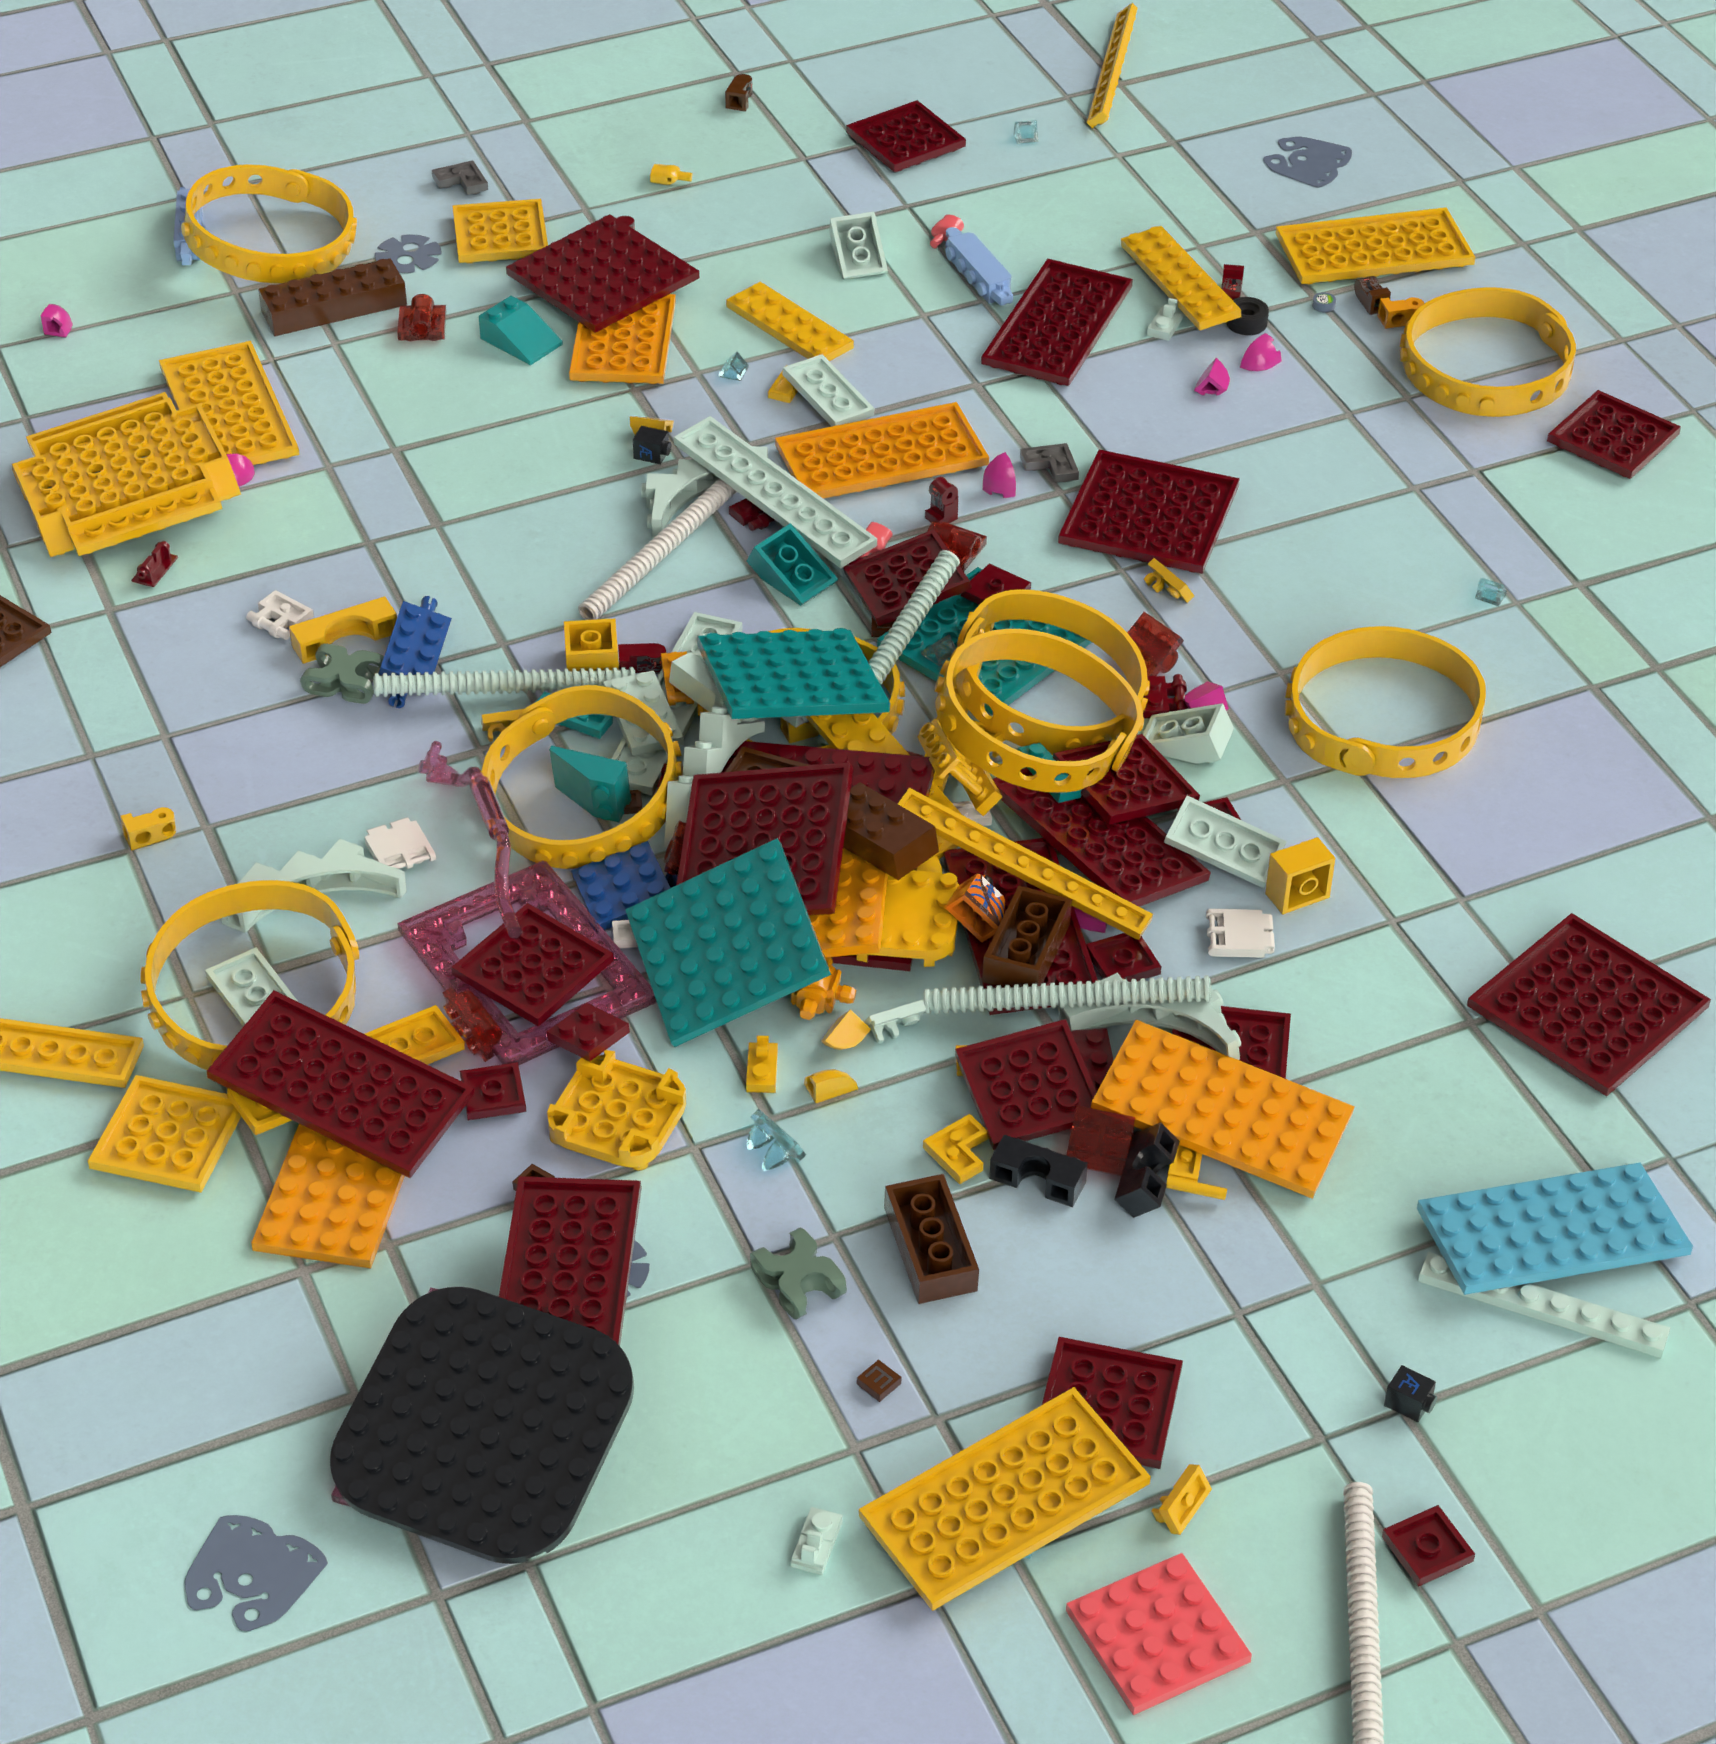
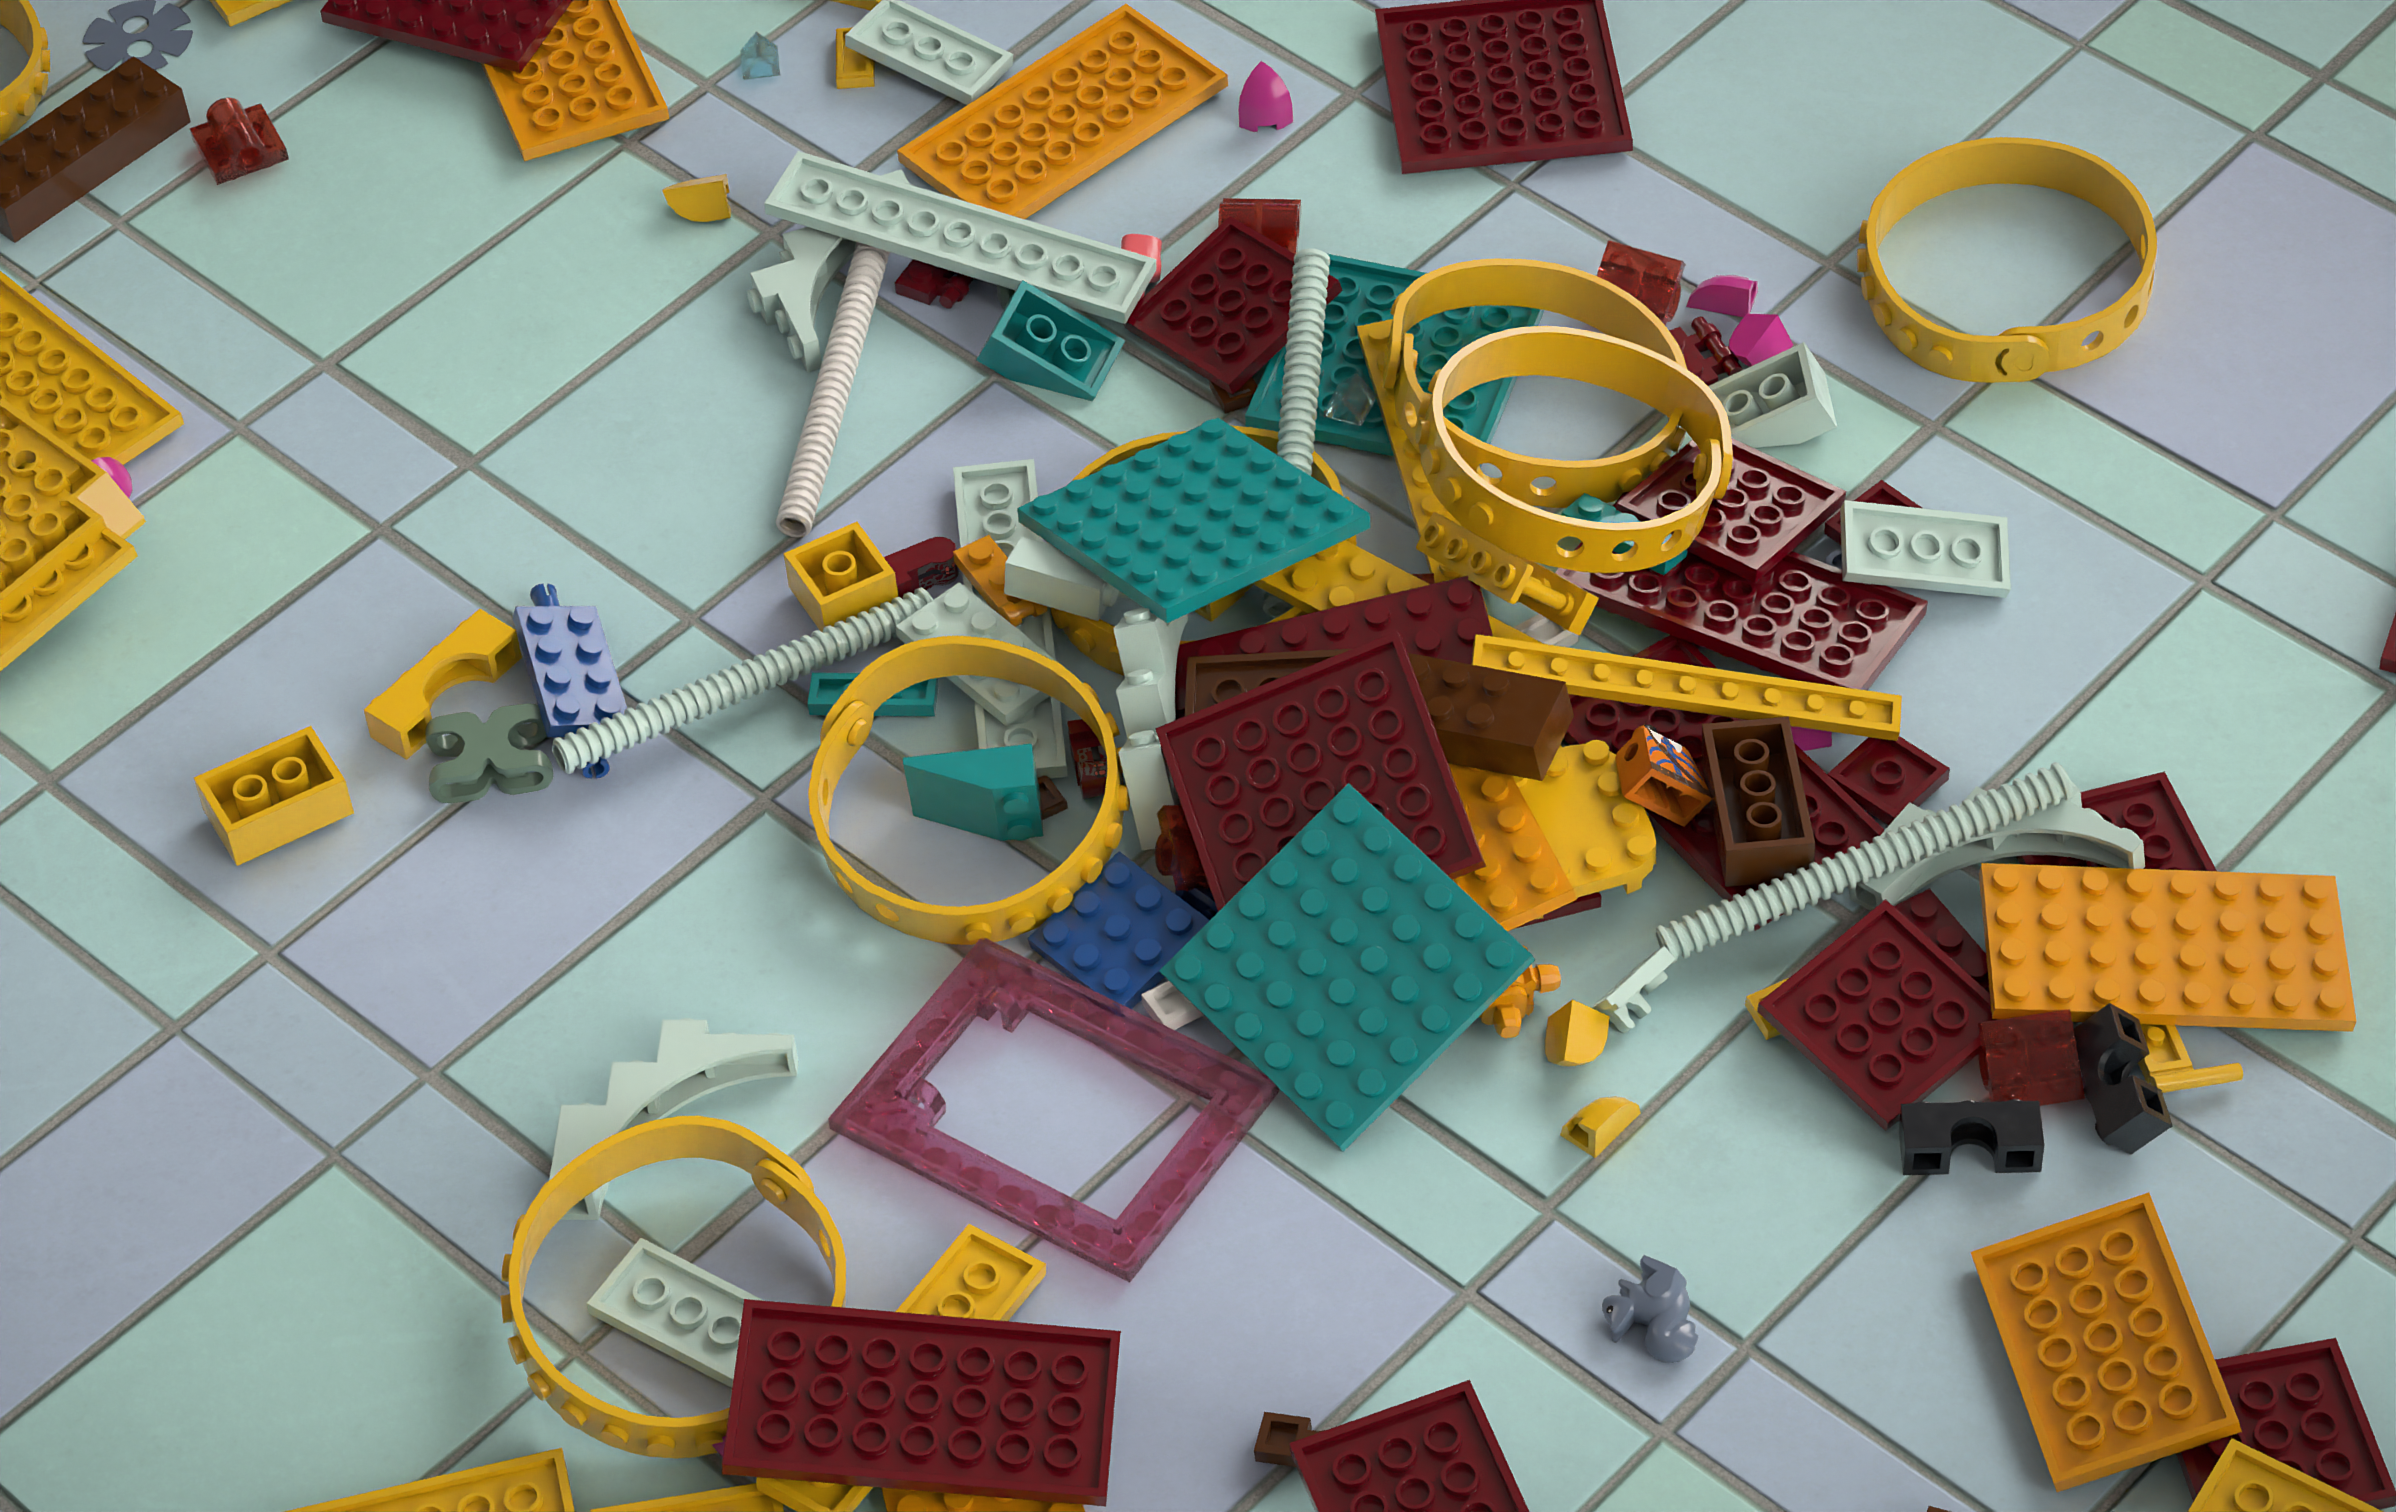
camera: 20 degrees left, 5 degrees up
(148, 828) = (346, 1112): yellow leg -> none
(155, 566) = (78, 684): dark red hinge -> none
(214, 654) = (274, 795): none -> yellow brick
(282, 609) = (327, 684): white plate -> none
(400, 845) = (747, 993): white plate -> none
(438, 772) = (882, 895): clear pink piece -> none
(472, 1022) = (1048, 1231): clear red plate -> none
(496, 1091) = (1145, 1315): dark red plate -> none
(498, 721) = (775, 745): yellow plate -> none
(518, 331) = (399, 108): teal slope -> none
(537, 969) = (1077, 1107): dark red plate -> none
(588, 1032) = (1224, 1179): dark red plate -> none
(617, 1111) = (1332, 1282): yellow plate -> none
(651, 445) = (719, 224): black brick -> none
(762, 1066) = (1489, 1132): yellow plate -> none
(783, 1145) = (1600, 1244): clear light blue tile -> none
(793, 1191) = (1658, 1303): none -> sand blue animal
(798, 1273) = (1740, 1423): sand green piece -> none
(931, 1238) = (1893, 1298): reddish brown brick -> none
(943, 501) = (1208, 170): dark red leg -> none
(952, 1148) = (1830, 1150): yellow plate -> none
(993, 581) = (1370, 276): dark red plate -> none
(1038, 1309) = (2104, 1342): none -> light orange plate
(1055, 457) = (1317, 42): flat silver plate -> none
(1162, 575) = (1613, 183): yellow plate -> none
(1204, 668) = (1725, 295): none -> dark pink brick
(1240, 933) = (2020, 677): white plate -> none
(1300, 875) = (2057, 561): yellow brick -> none
(1490, 592) = (2040, 41): clear light blue slope -> none

